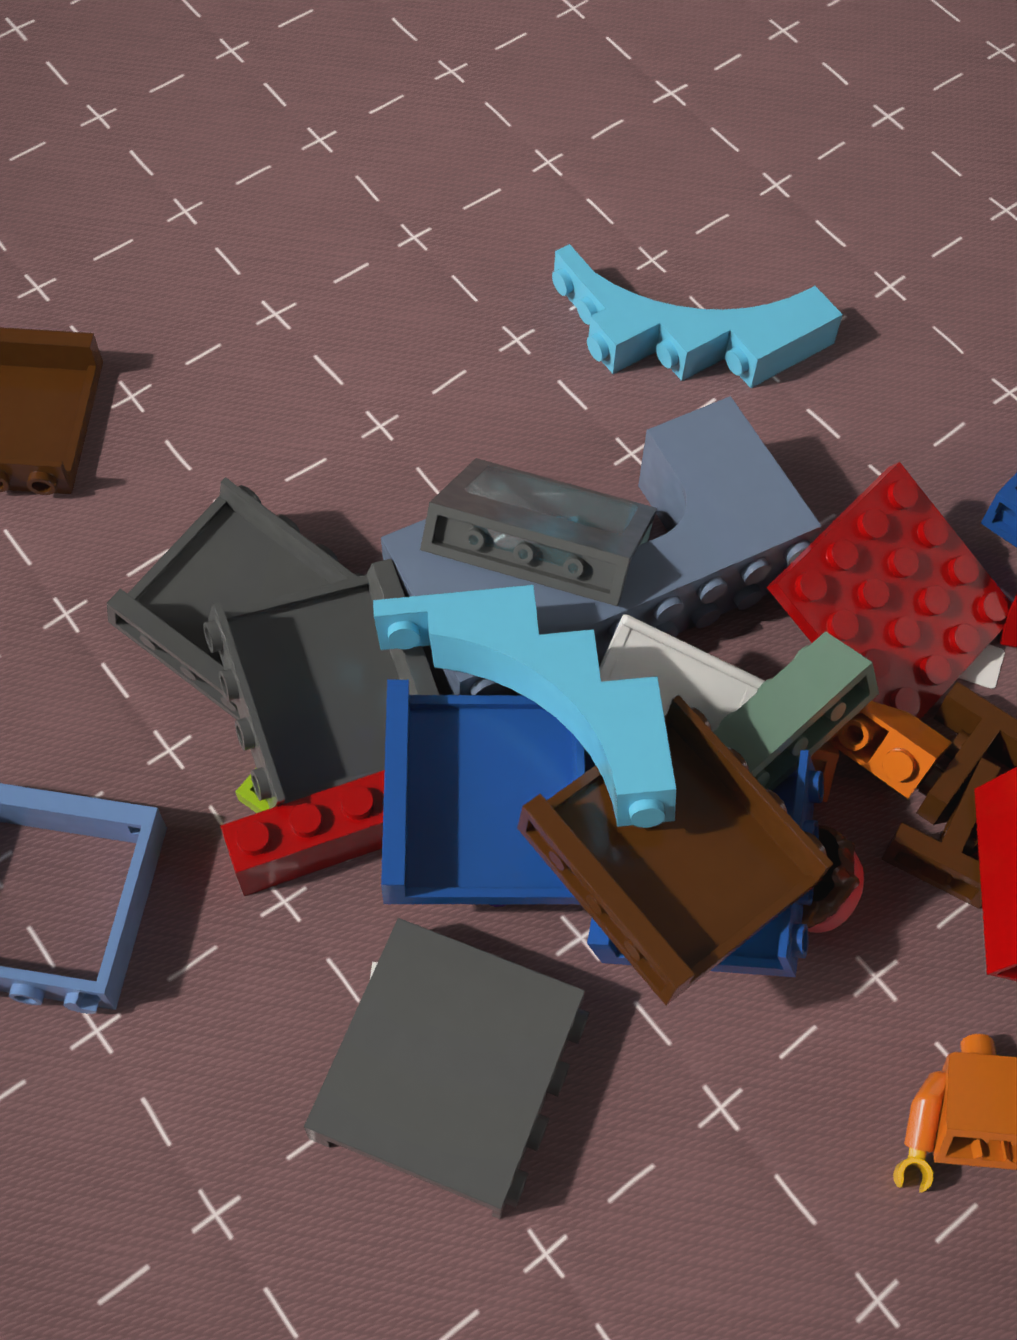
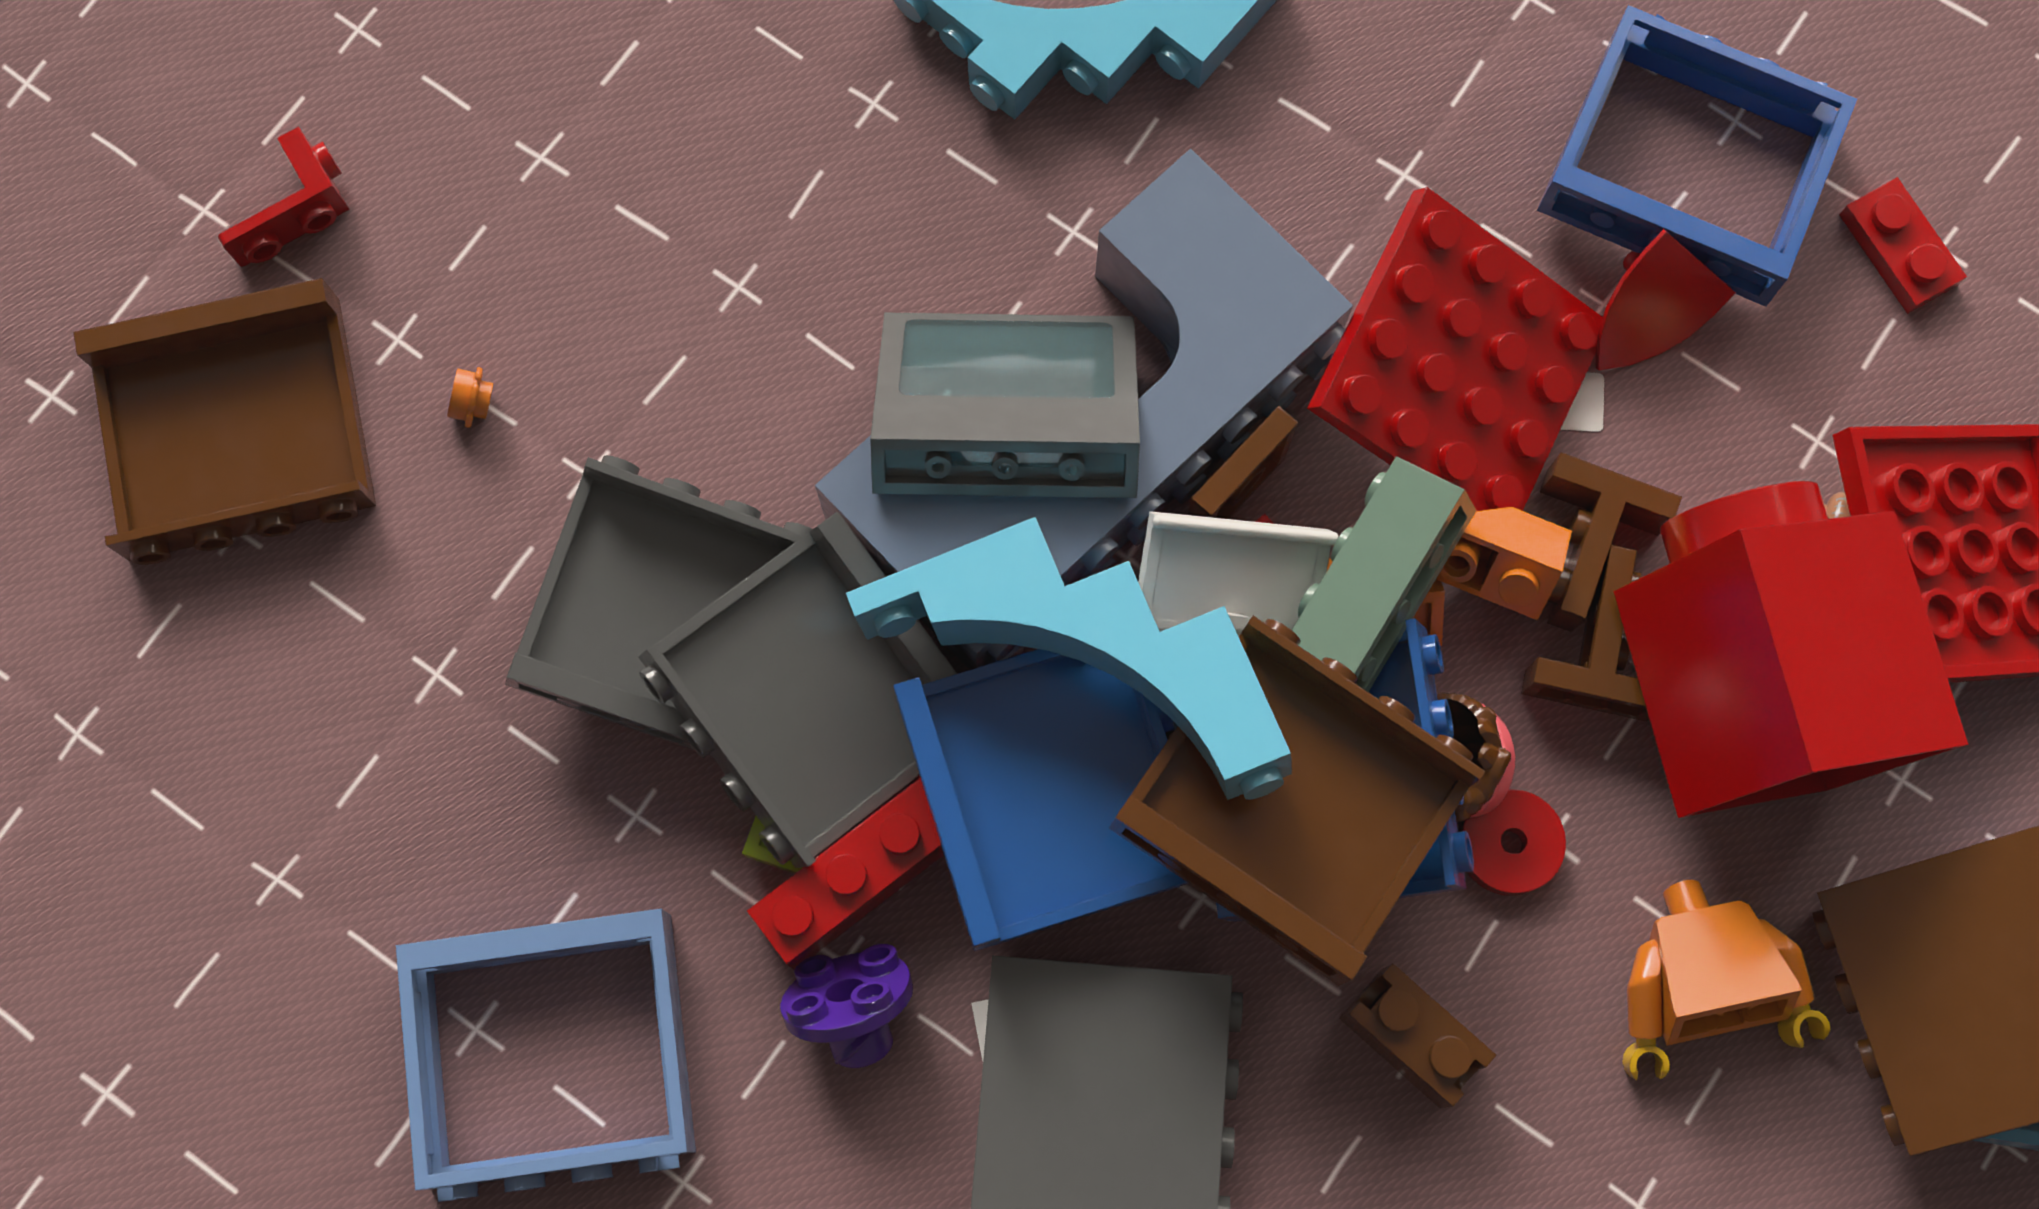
camera: 15 degrees left, 15 degrees up
(94, 297) = (300, 213): none -> red bracket
(164, 438) = (469, 396): none -> orange plate
(274, 926) = (849, 1003): none -> dark purple plate
(714, 621) = (1245, 468): none -> reddish brown tile
(723, 1090) = (1417, 1036): none -> reddish brown brick
(842, 990) = (1541, 848): none -> red piece

